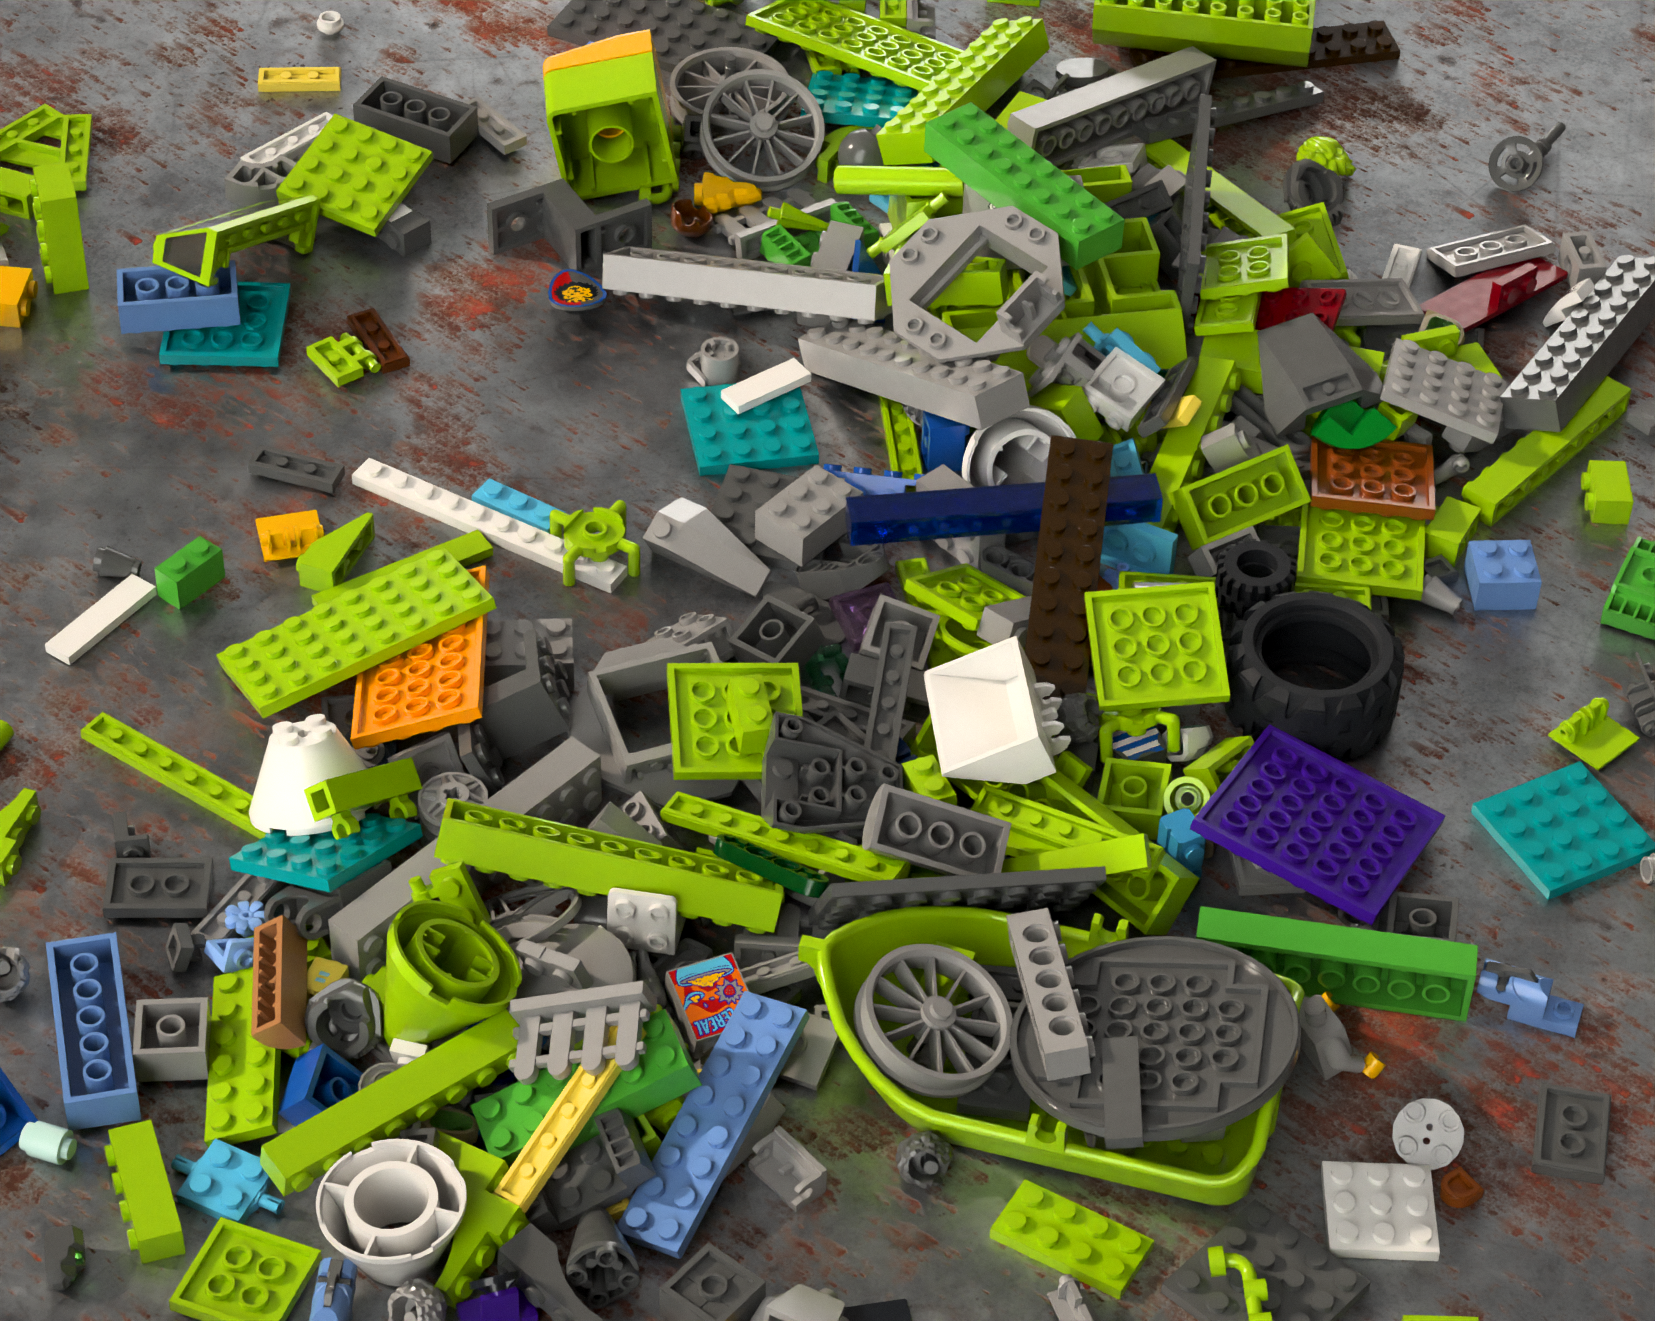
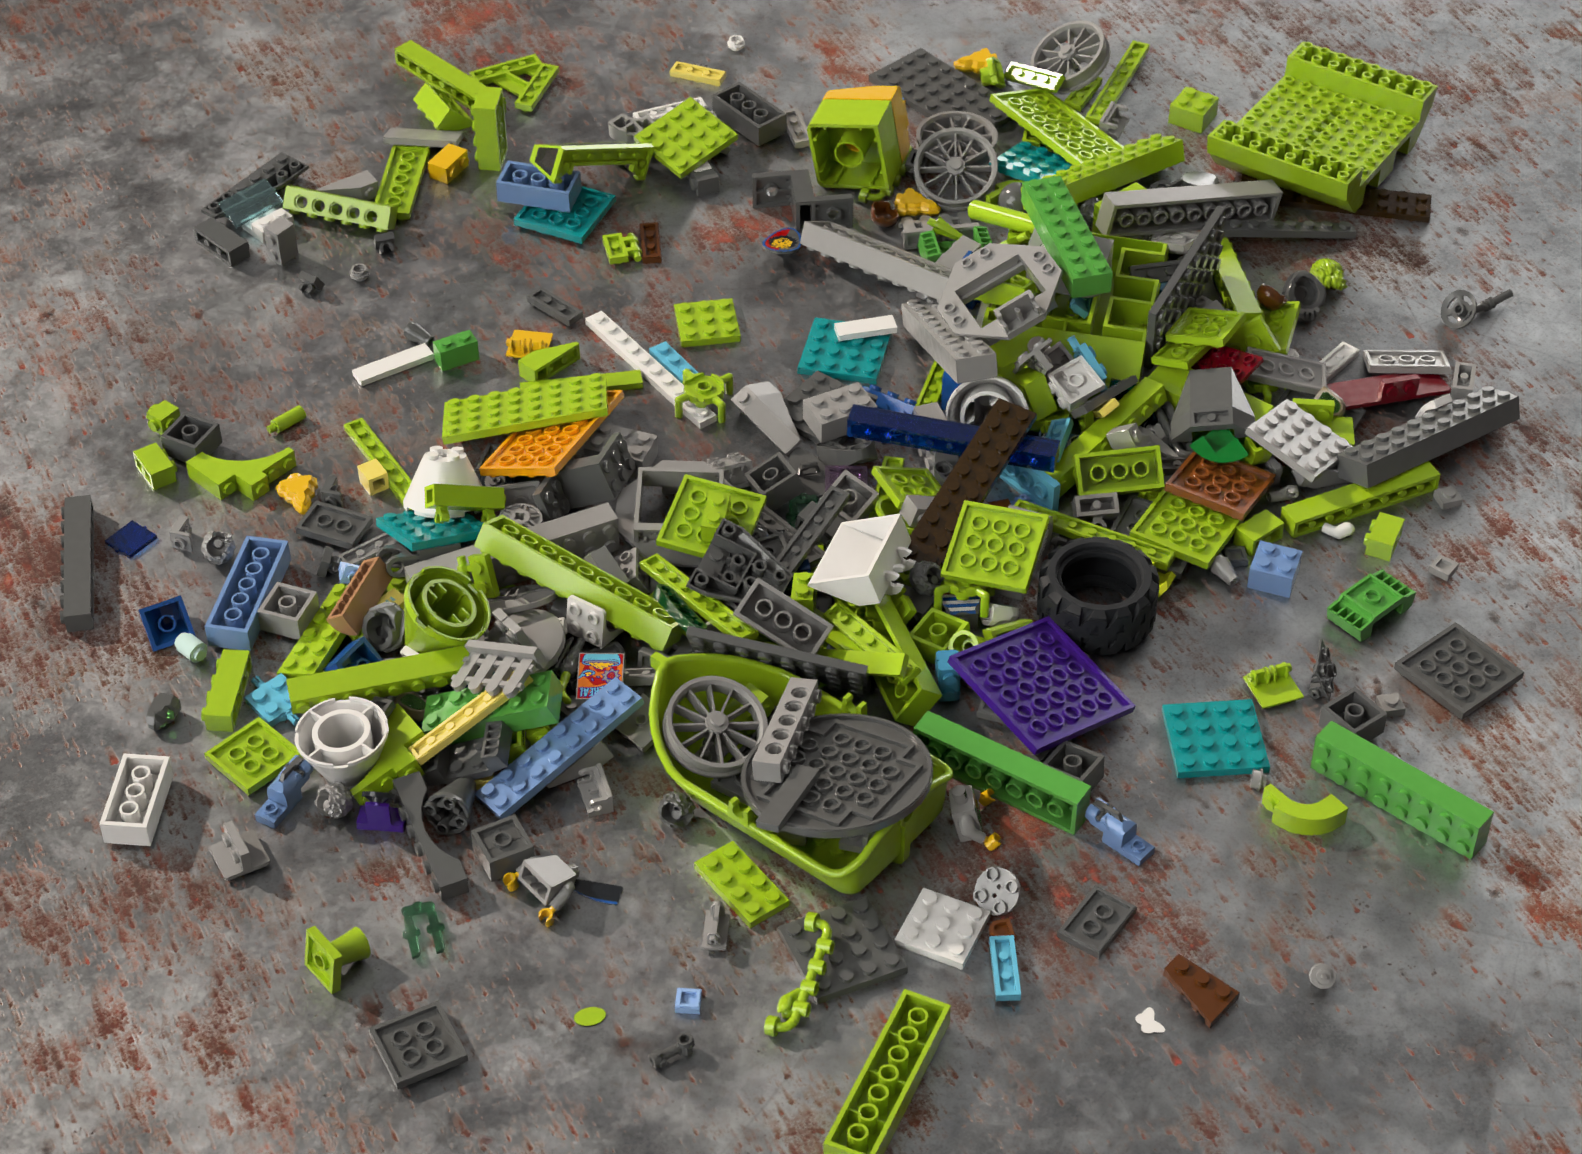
camera: 25 degrees right, 0 degrees up
(73, 852) = (298, 491): none -> yellow rock
(176, 797) = (373, 477): none -> light yellow brick
(245, 917) = (367, 553): light blue plant -> none
(530, 436) = (707, 322): none -> lime plate
(718, 362) = (847, 306): light grey piece -> none
(1253, 574) = (1096, 519): black tyre -> none
(1288, 205) = (1270, 298): none -> reddish brown hair
(1498, 1239) = (1005, 968): none -> medium azure plate
(1545, 501) = (1339, 531): none -> white arm

